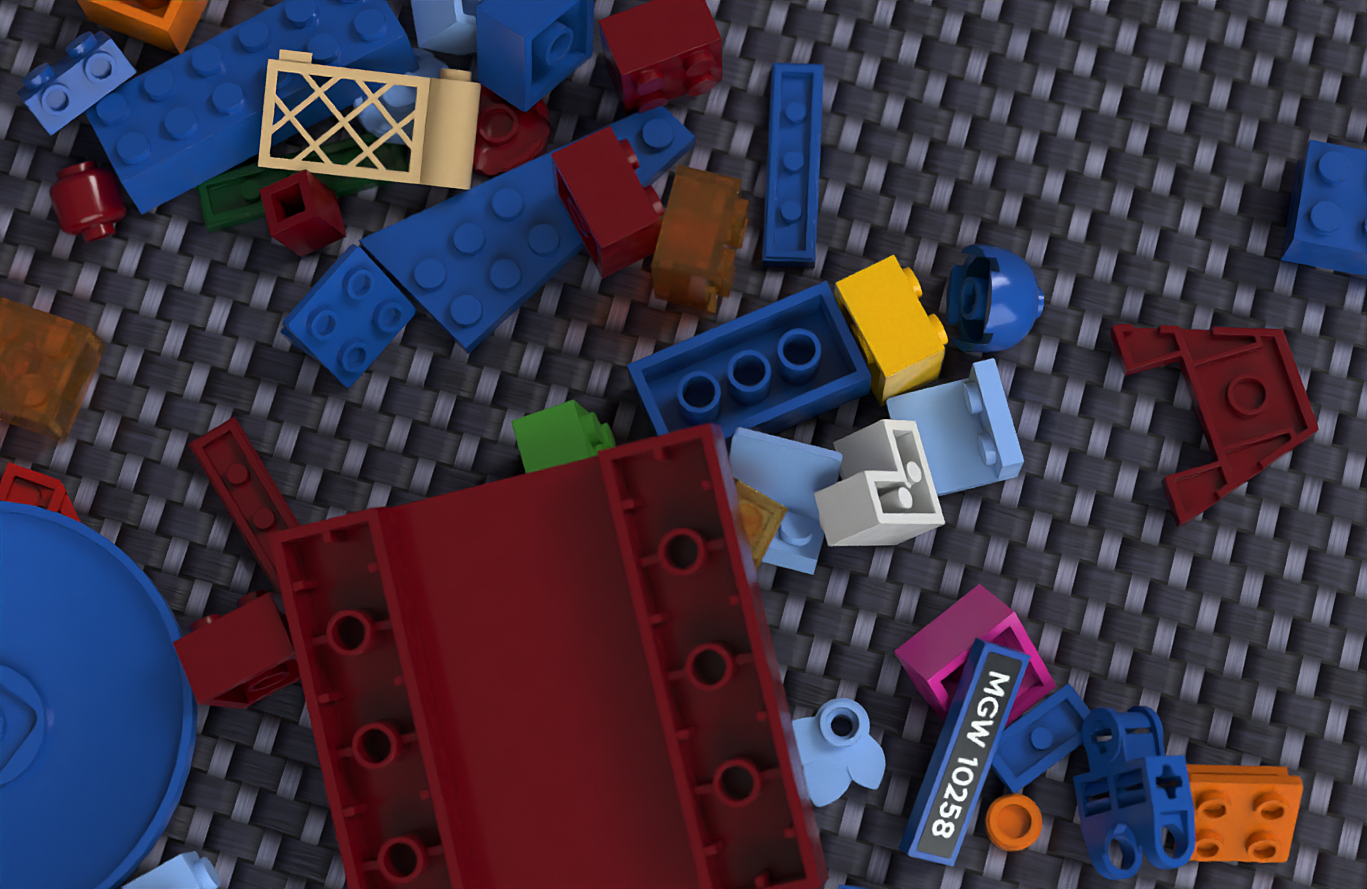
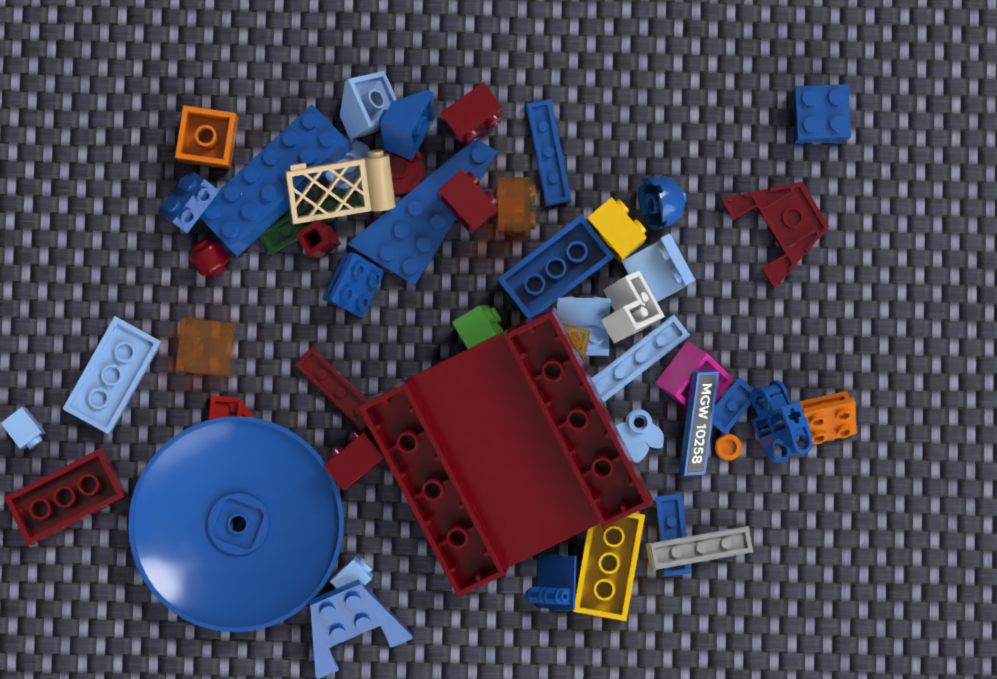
camera: 20 degrees left, 10 degrees up
(874, 597) = (639, 357): none -> light blue tile

